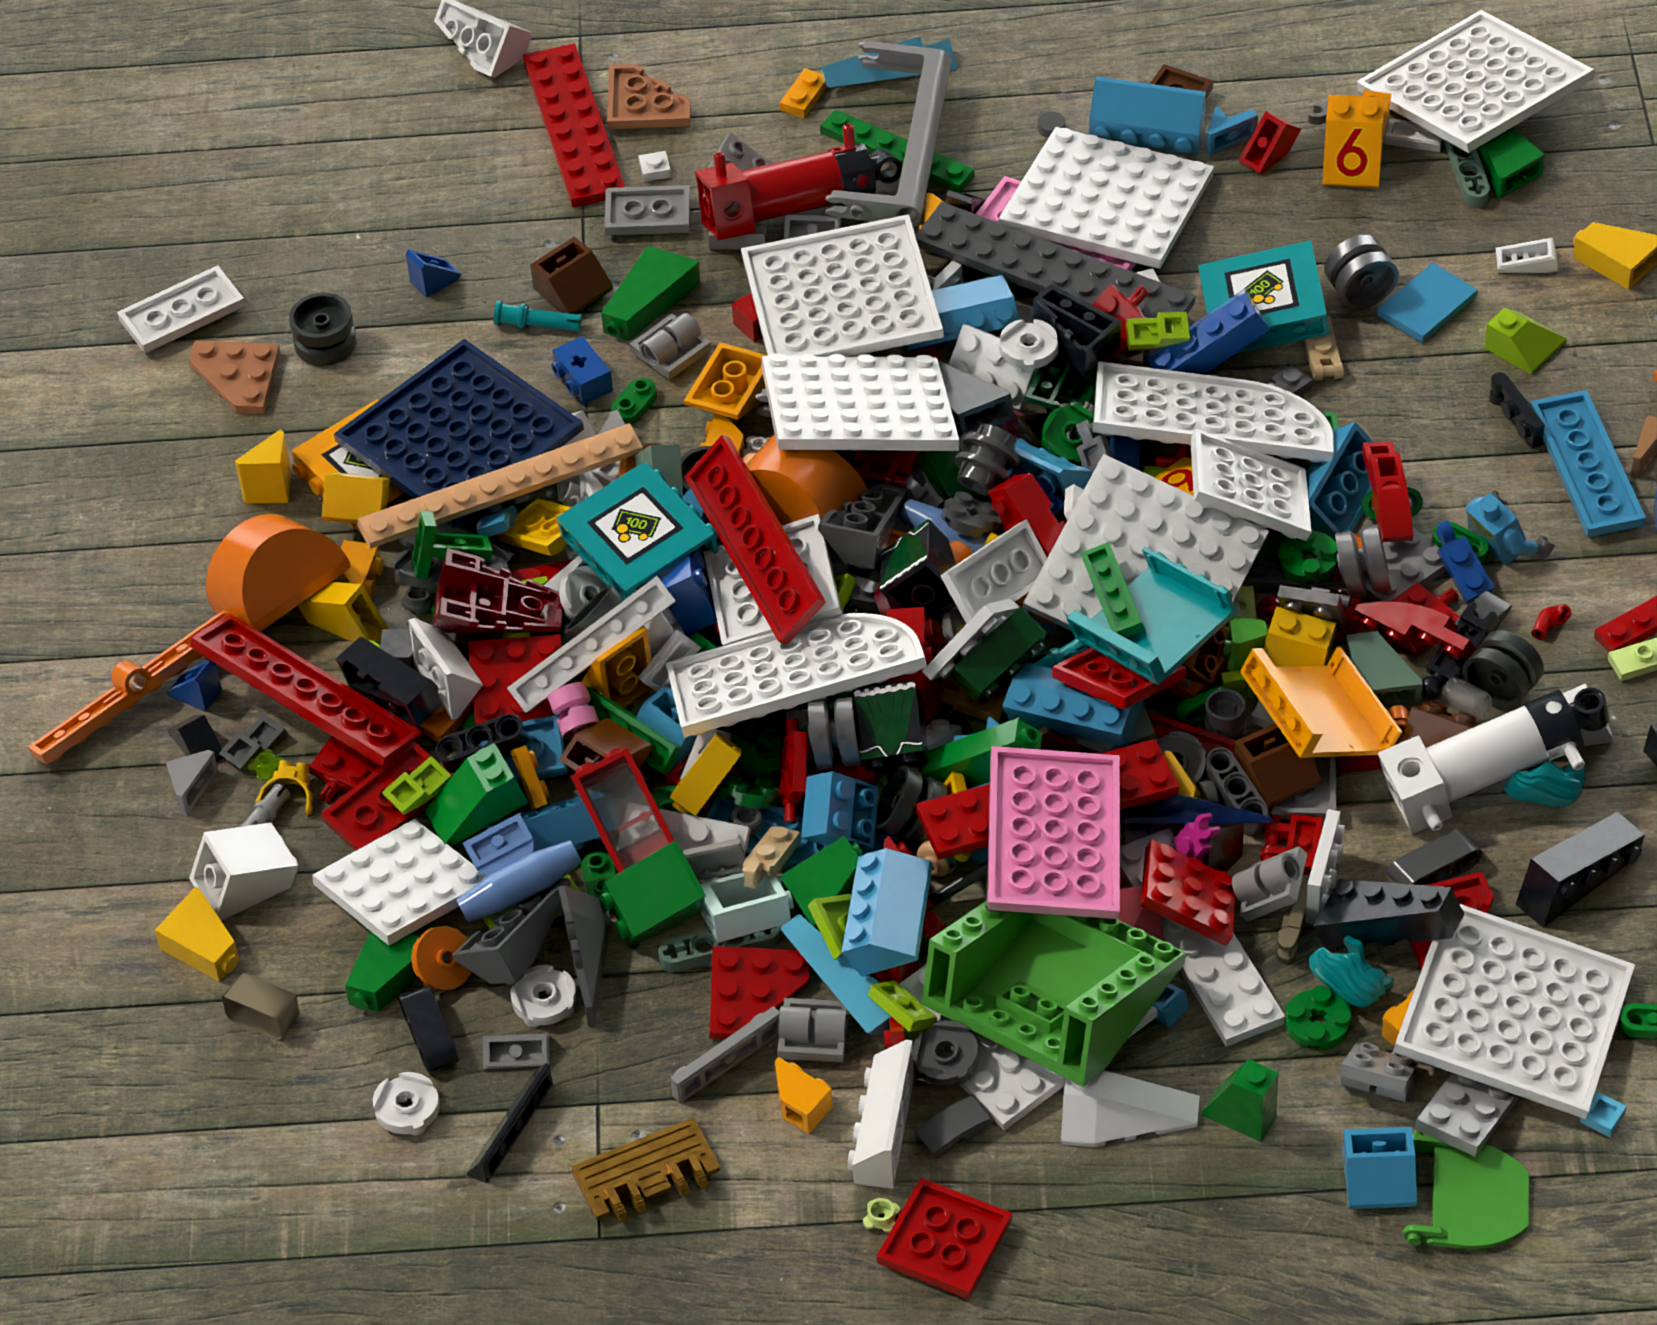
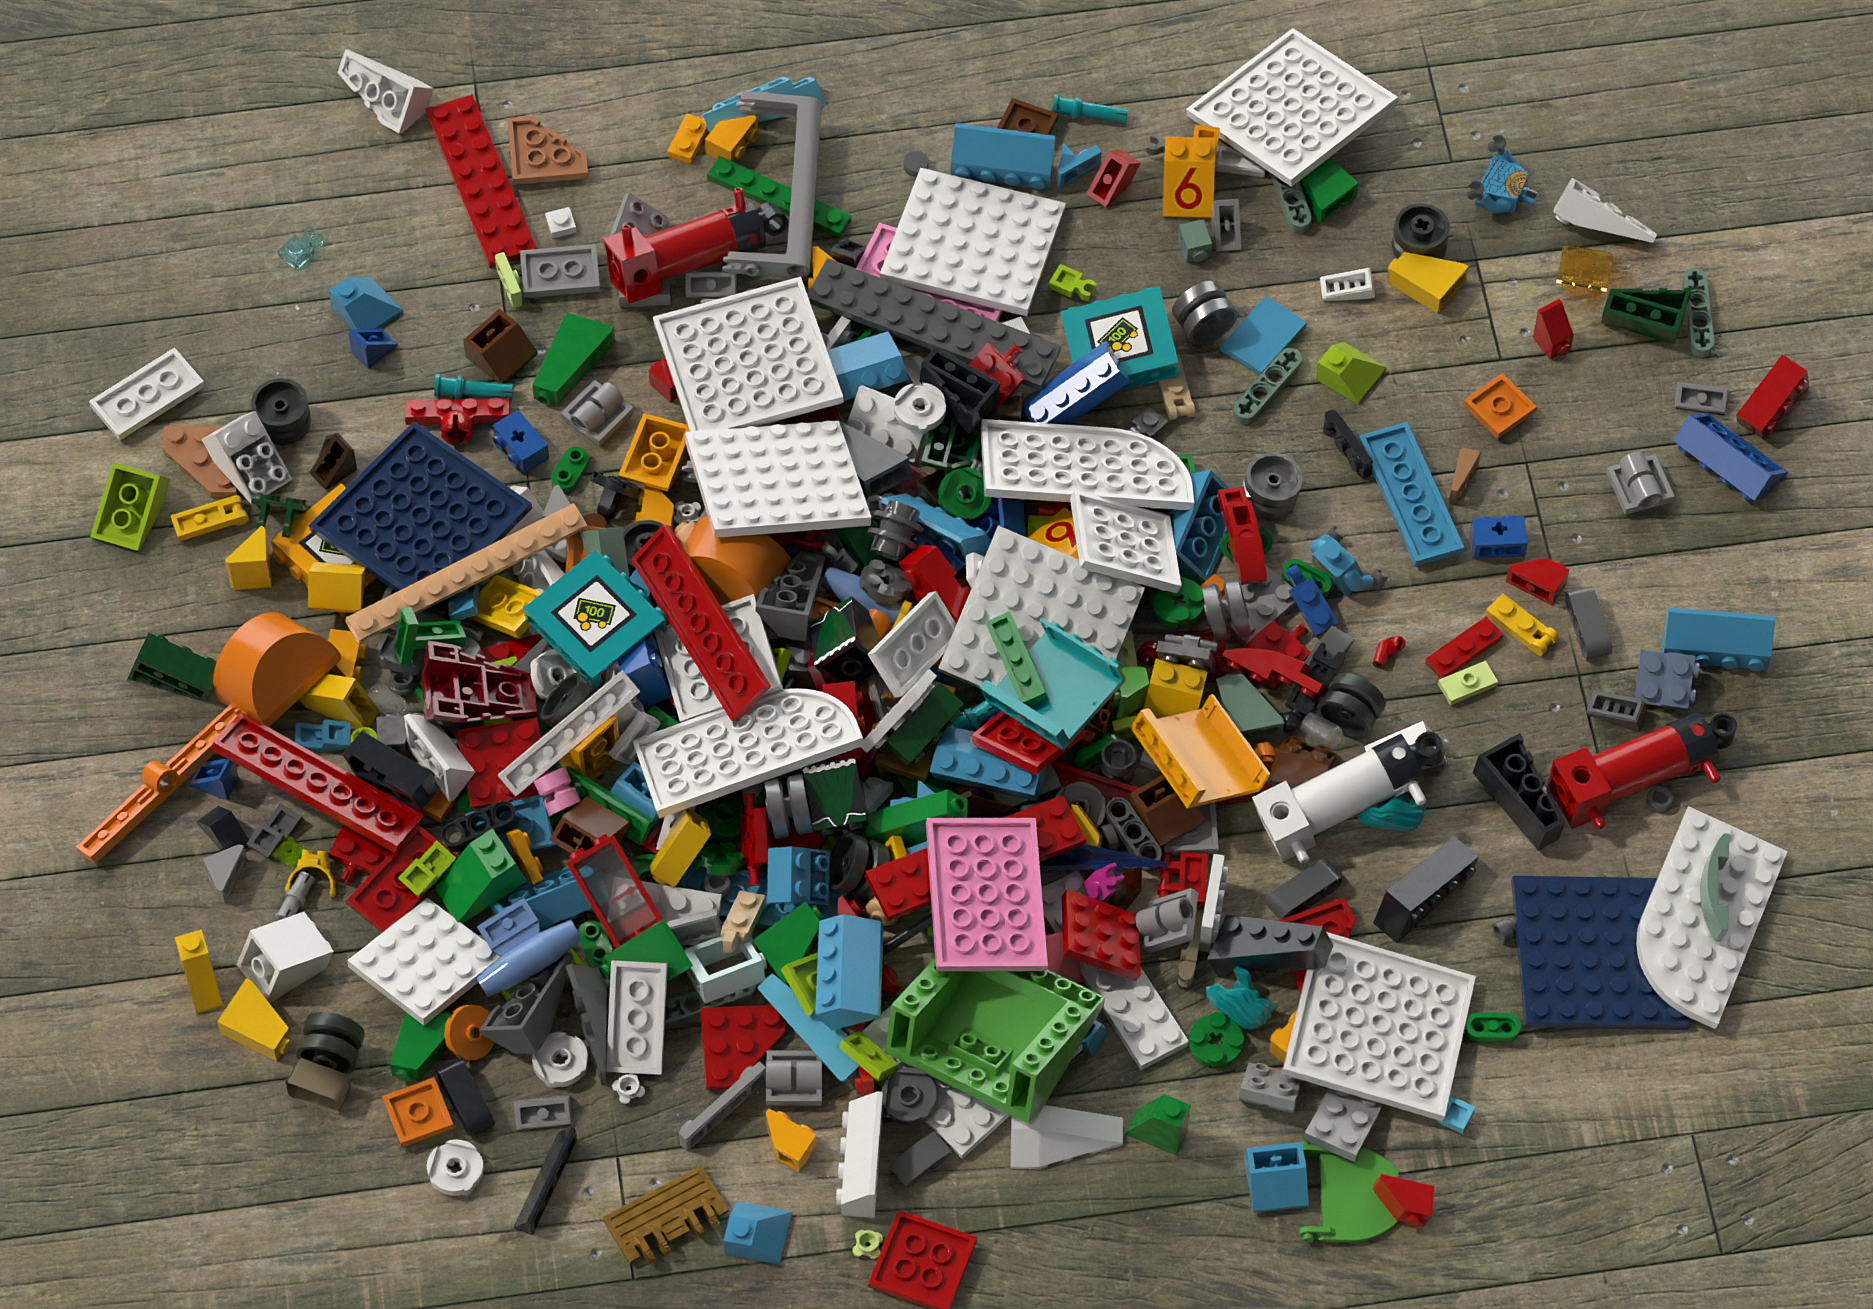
camera: 10 degrees left, 10 degrees up
(141, 875) = (198, 971): none -> yellow slope
(144, 412) = (129, 506): none -> lime slope
(163, 571) = (174, 667): none -> dark green wedge
(230, 430) = (209, 518): none -> yellow plate
(279, 369) = (247, 456): none -> white slope
(281, 955) = (331, 1041): none -> pearl dark grey wheel
(315, 418) = (290, 503): none -> dark green plate
(321, 651) = (326, 737): none -> dark azure slope
(368, 182) = (299, 250): none -> clear light blue plate
(371, 1041) = (418, 1112): none -> orange plate
(374, 380) = (334, 461): none -> dark brown slope
(428, 231) = (363, 303): none -> dark azure slope
(516, 345) = (456, 415): none -> red plate
(591, 216) = (509, 279): none -> yellowish green plate
(618, 1023) = (625, 1081): none -> white plate
(635, 950) = (636, 1017): none -> white plate
(677, 420) = (613, 492): none -> black tile
(749, 1195) = (757, 1232): none -> dark azure slope
(851, 91) = (732, 137): none -> light orange slope
(1093, 446) = (987, 511): flat silver plate -> none
(1157, 332) = (1032, 388): lime slope -> none
(1212, 240) = (1070, 281): none -> lime plate
(1234, 78) = (1077, 108): none -> teal pin
(1356, 206) = (1195, 241): none -> sand green brick
(1392, 190) = (1226, 225): none -> light grey slope
(1424, 348) = (1271, 388): none -> sand green beam
(1427, 444) = (1272, 485): none -> flat silver wheel
(1535, 1202) = (1406, 1199): none -> red slope
(1614, 202) = (1421, 231): none -> pearl dark grey wheel

